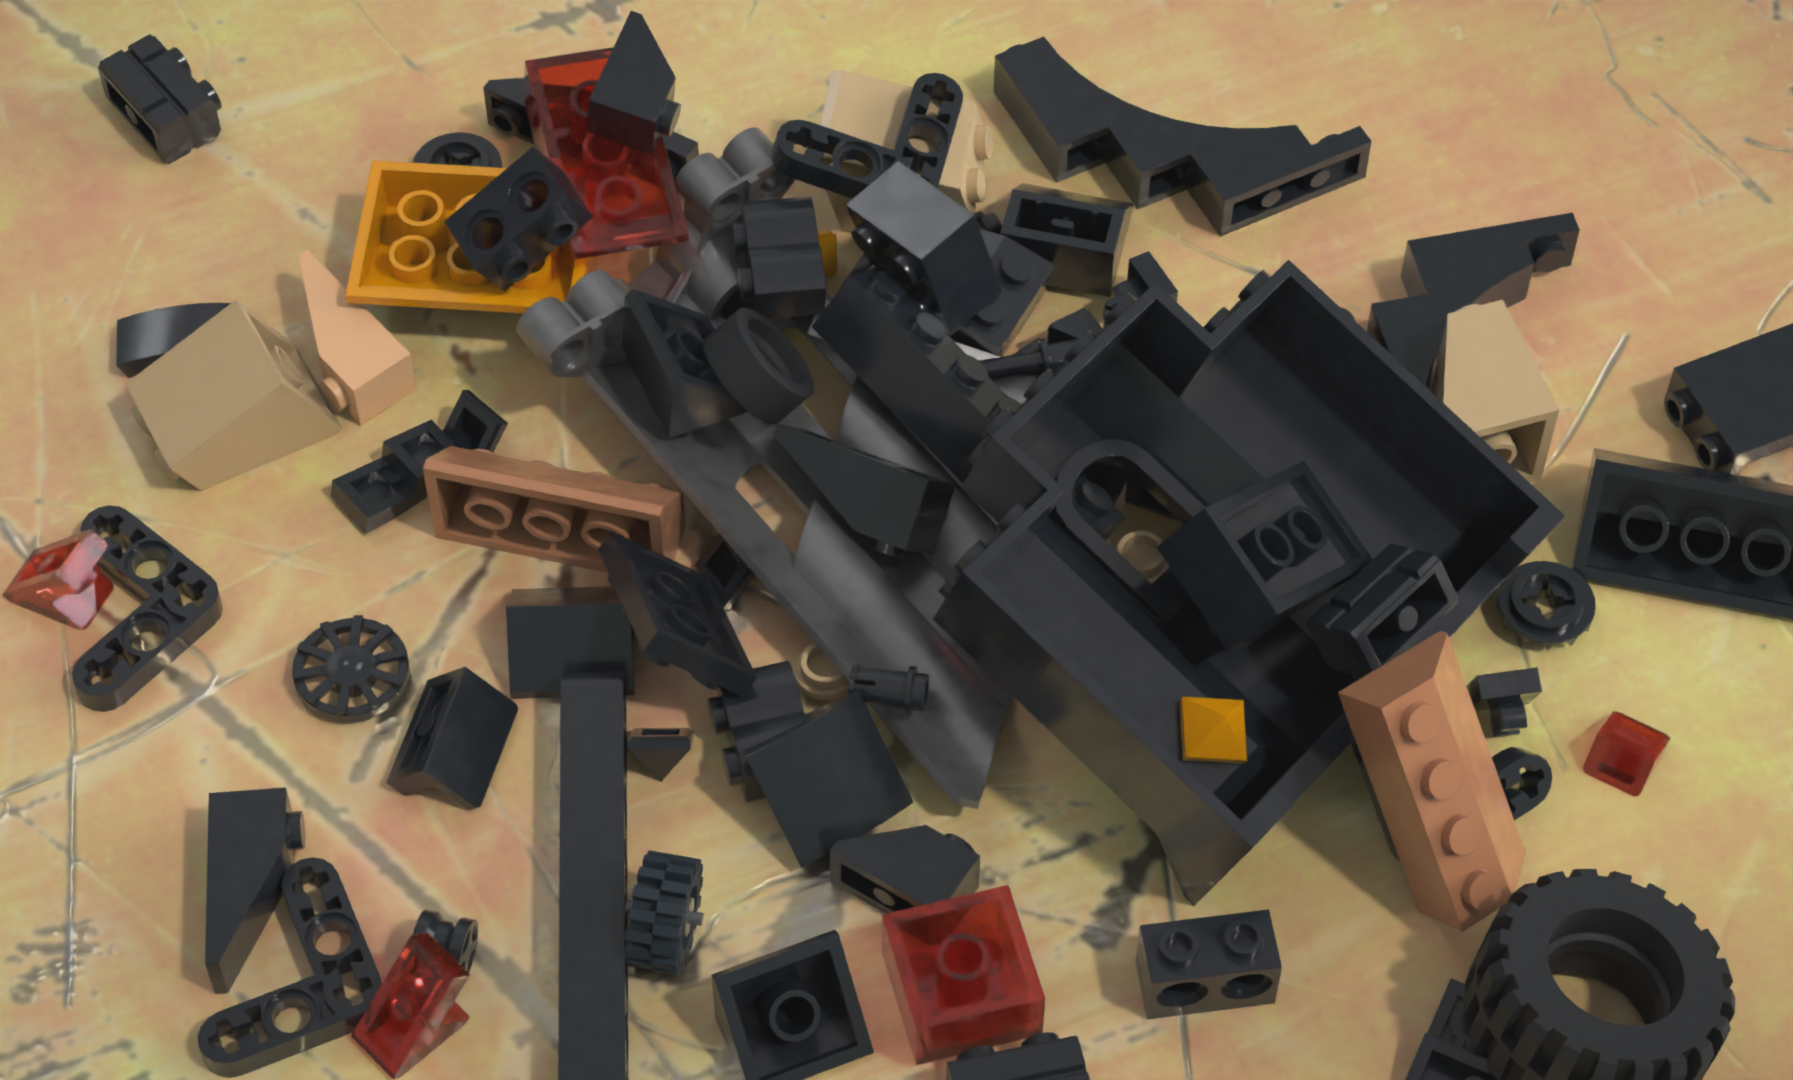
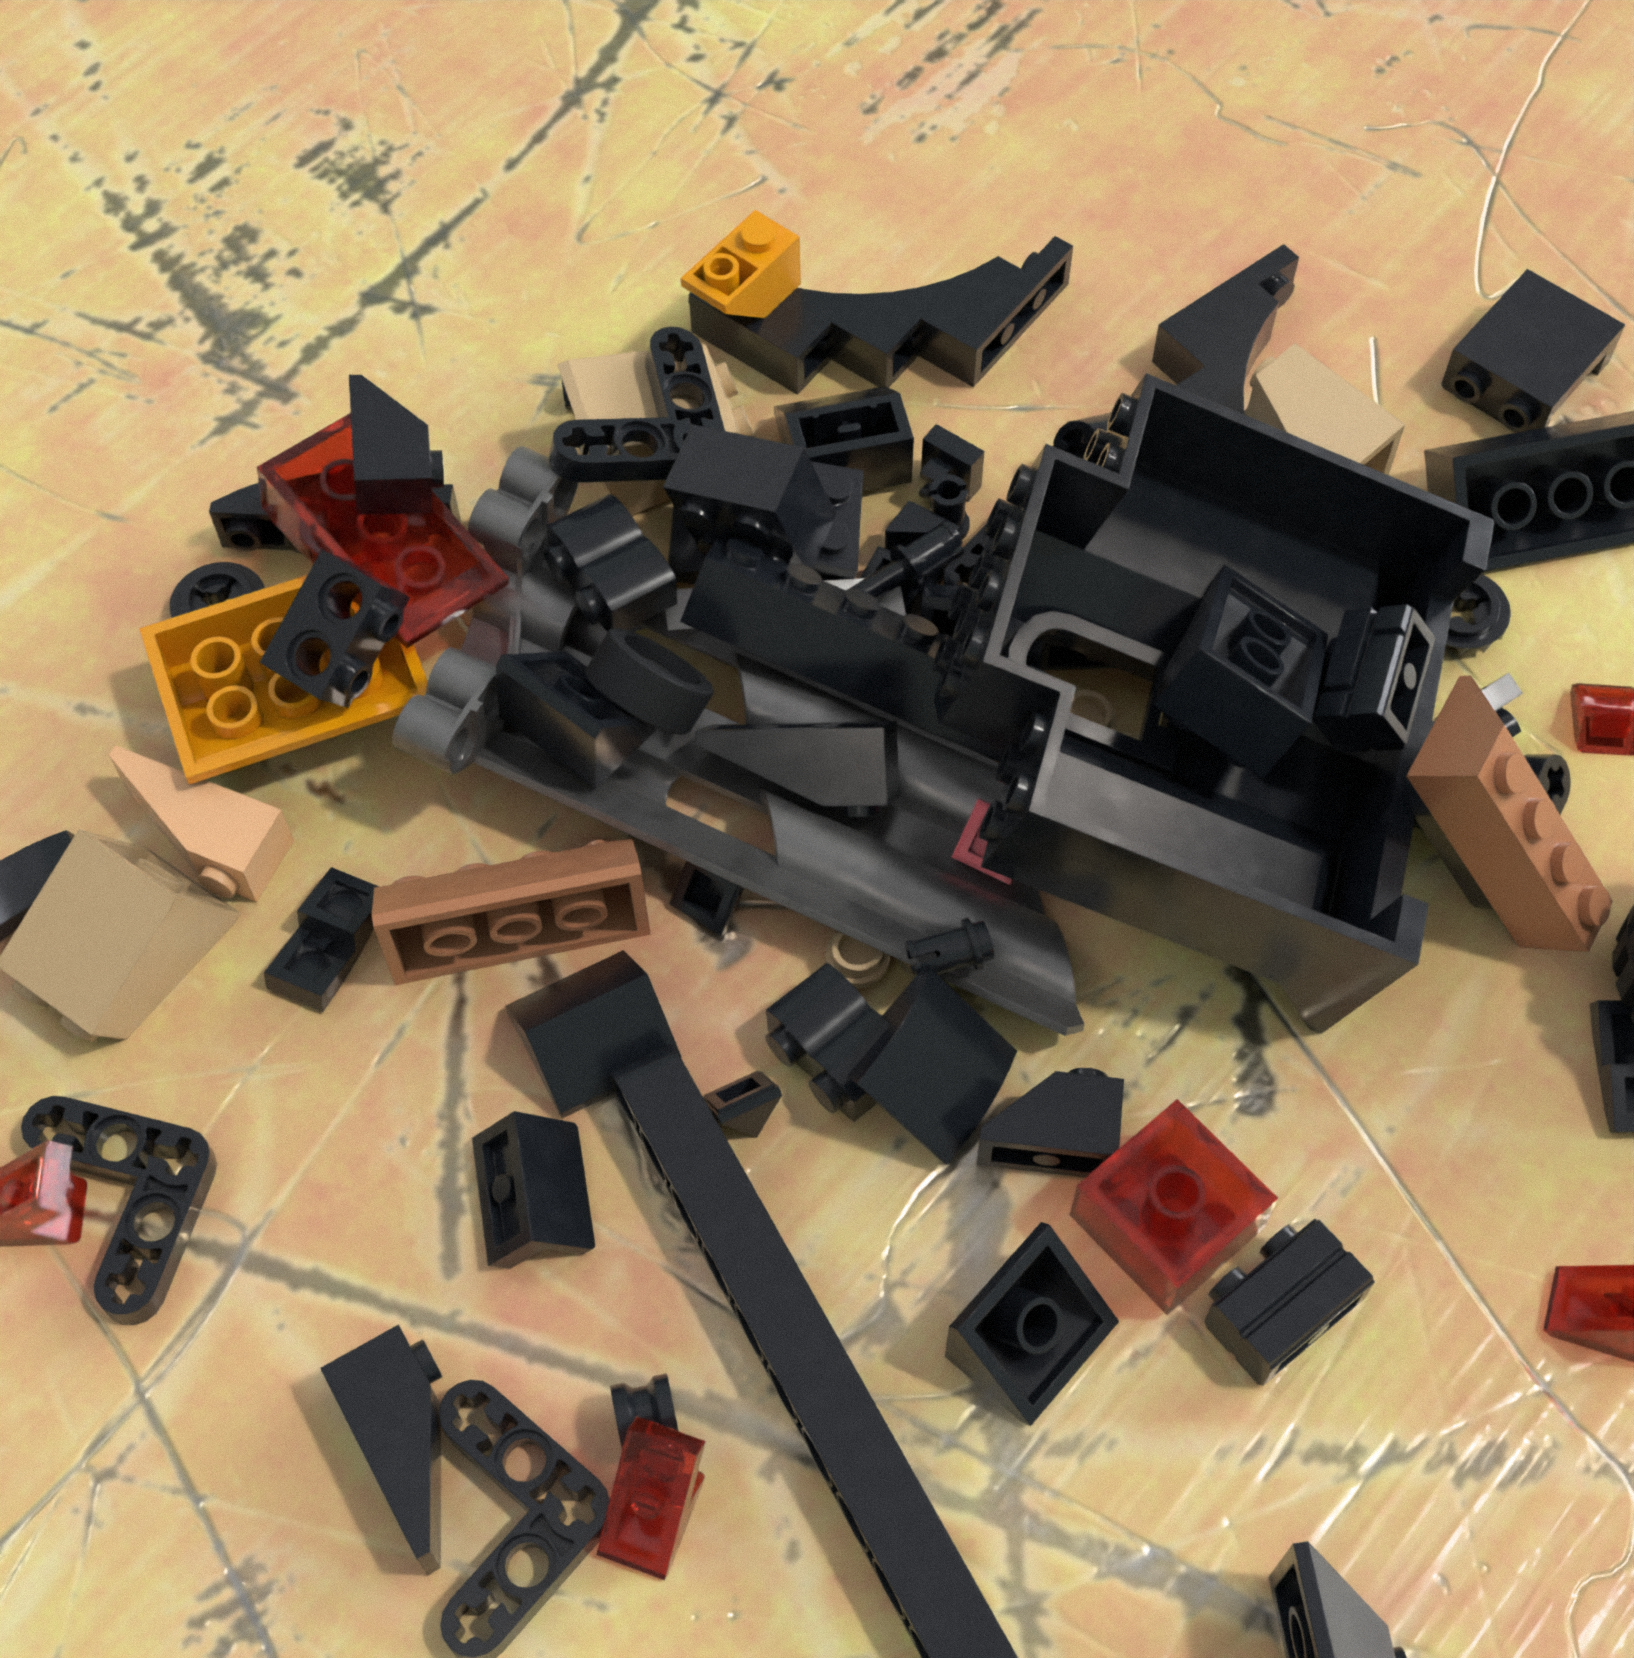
camera: 25 degrees left, 5 degrees up
(350, 669) = (386, 1161): black wheel -> none
(474, 424) = (379, 855): black slope -> none
(664, 912) = (854, 1278): black wheel -> none
(676, 615) = (701, 967): black plate -> none
(1047, 52) = (748, 268): none -> light orange slope
(1208, 964) = (1383, 1088): black brick -> none
(1213, 730) = (1281, 859): light orange slope -> none

